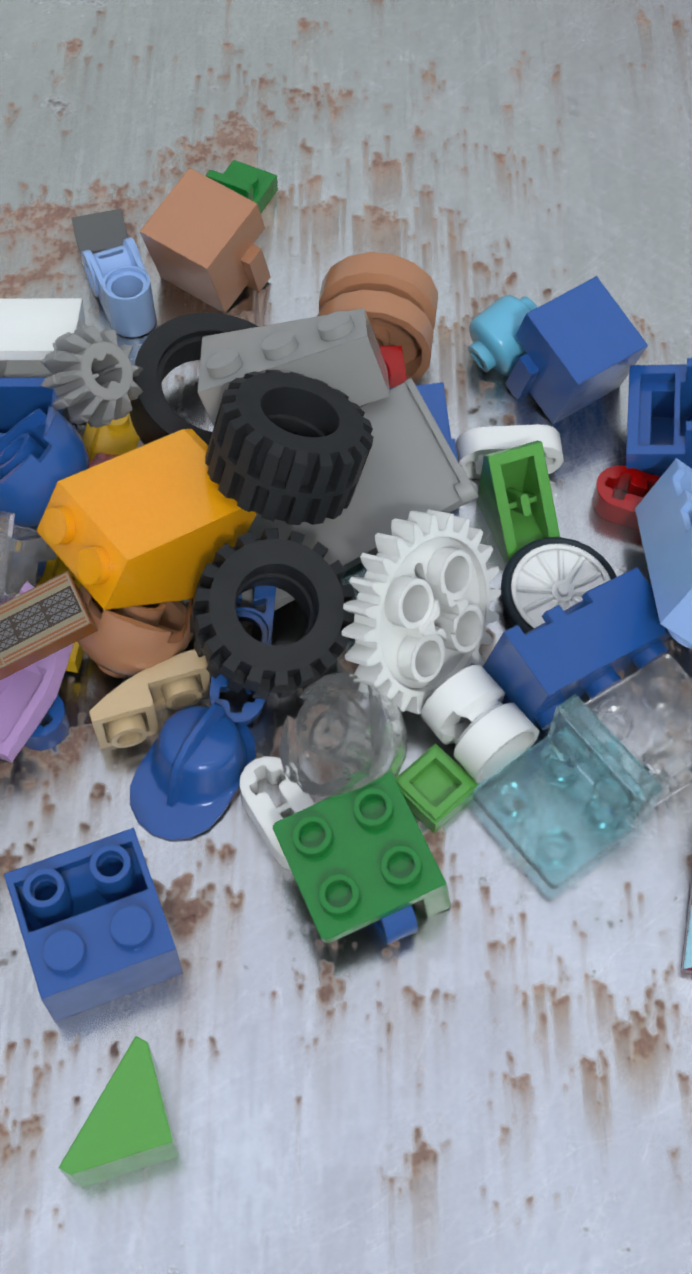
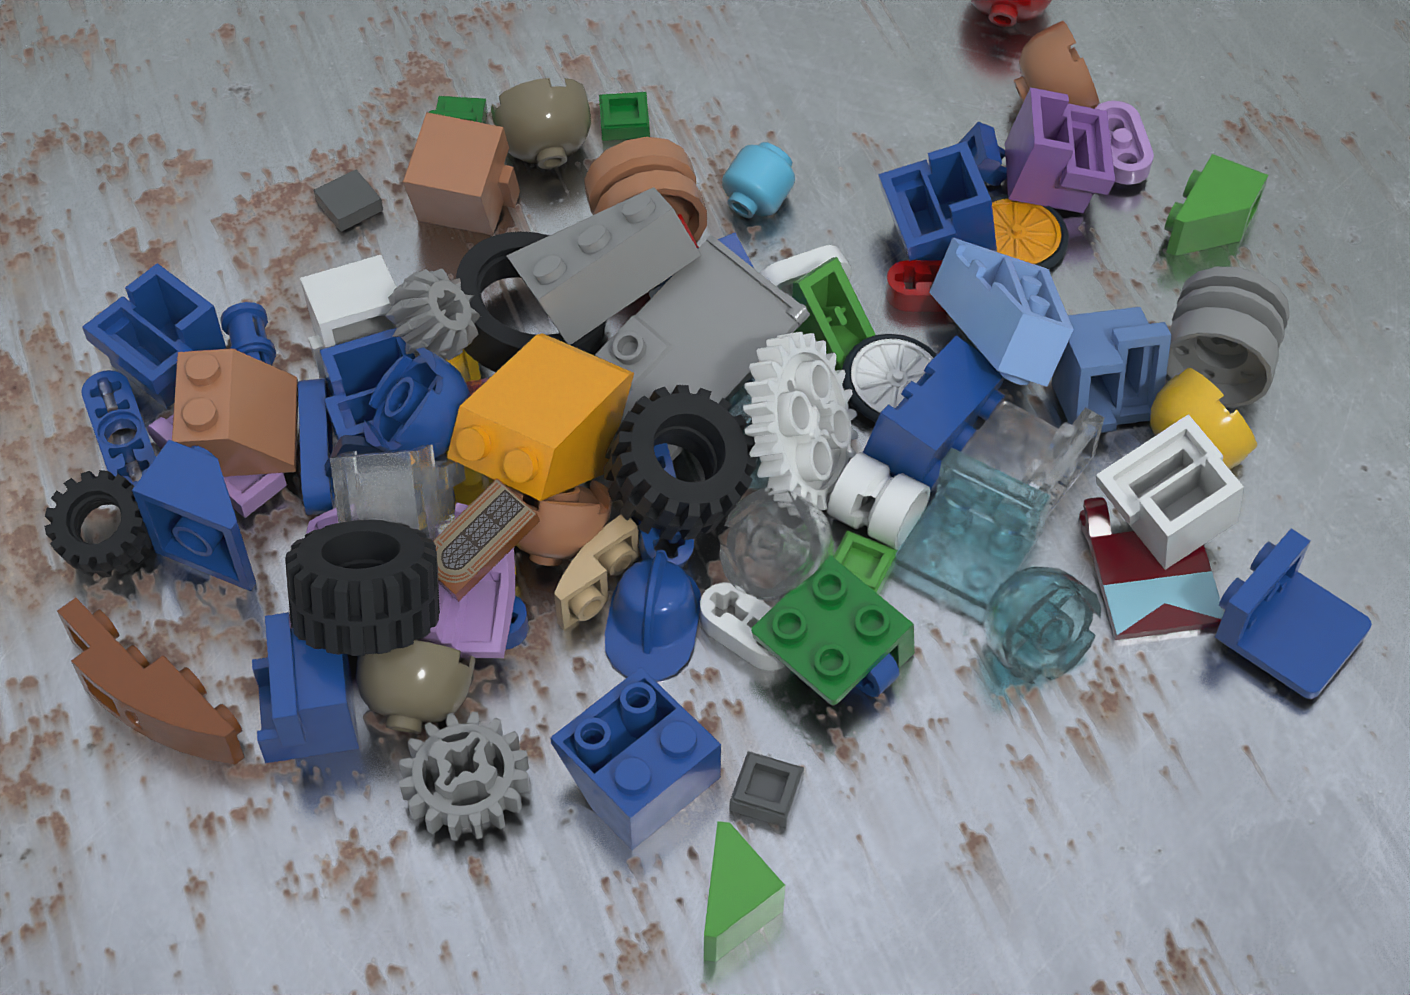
camera: 20 degrees left, 5 degrees down
(122, 288) = (394, 233): light blue piece -> none
(222, 1007) = (766, 789): none -> dark grey tile
(288, 447) = (640, 320): black tyre -> none
(316, 213) = (544, 121): none -> dark tan cylinder
(406, 231) = (624, 116): none -> green tile
(574, 350) = (826, 176): blue plate -> none
(596, 928) = (1040, 622): none -> clear light blue cylinder

